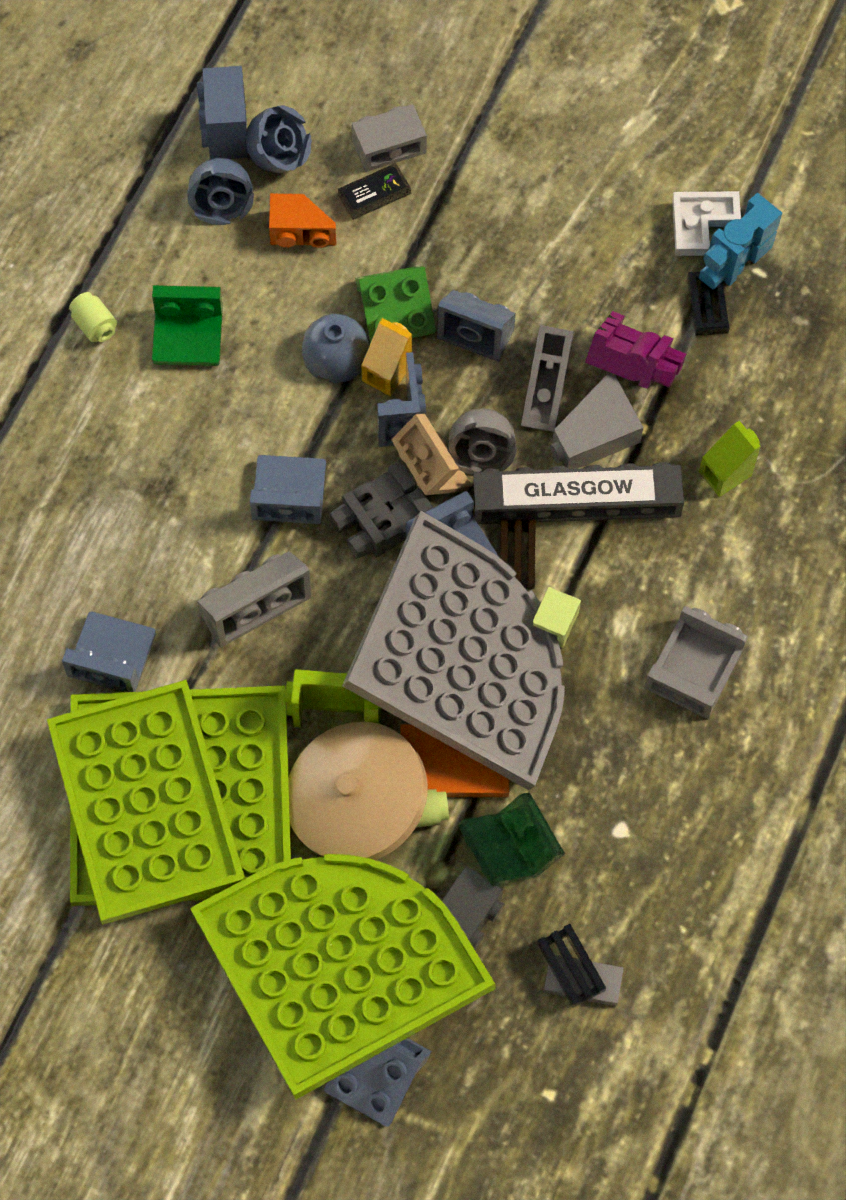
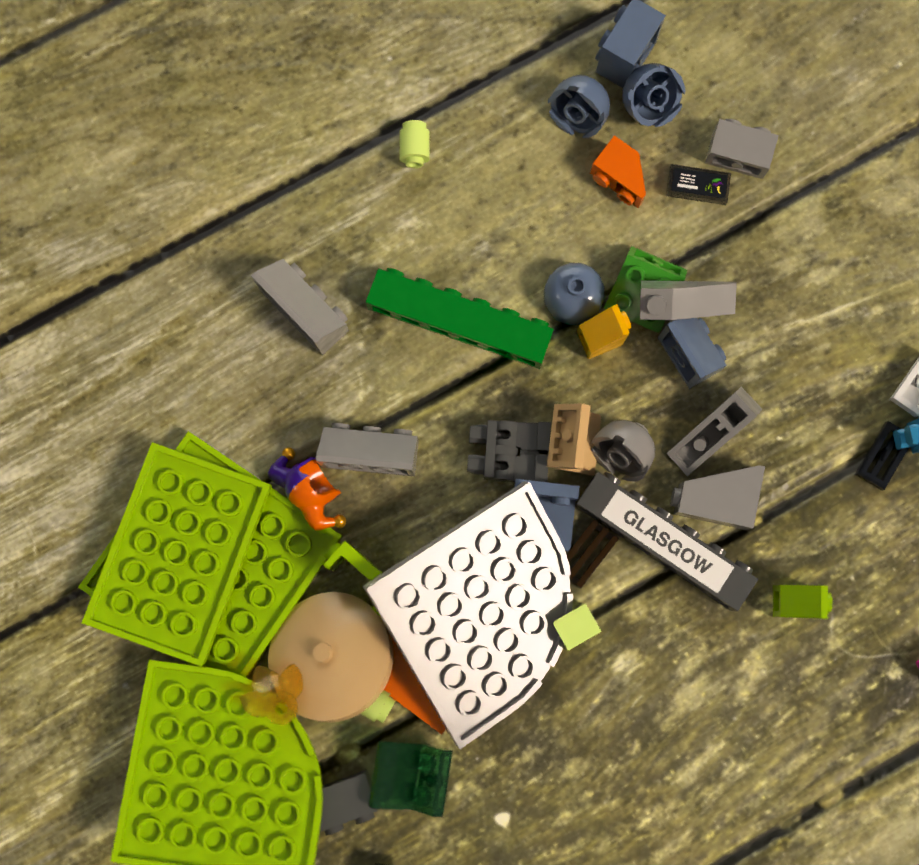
camera: 40 degrees right, 15 degrees up
(94, 518) = (302, 304): none -> light grey slope
(110, 652) = (240, 417): sand blue bracket -> none
(187, 325) = (477, 200): green bracket -> none
(222, 668) = (306, 489): none -> orange piece
(247, 433) = (459, 317): none -> green brick
(288, 489) = (457, 382): sand blue bracket -> none
(327, 850) = (273, 690): none -> clear yellow plate
(397, 413) = (571, 387): sand blue bracket -> none
(438, 279) = (686, 299): none -> light grey slope
(634, 353) = (793, 464): magenta hips -> none
(696, 661) = (654, 736): light grey panel -> none

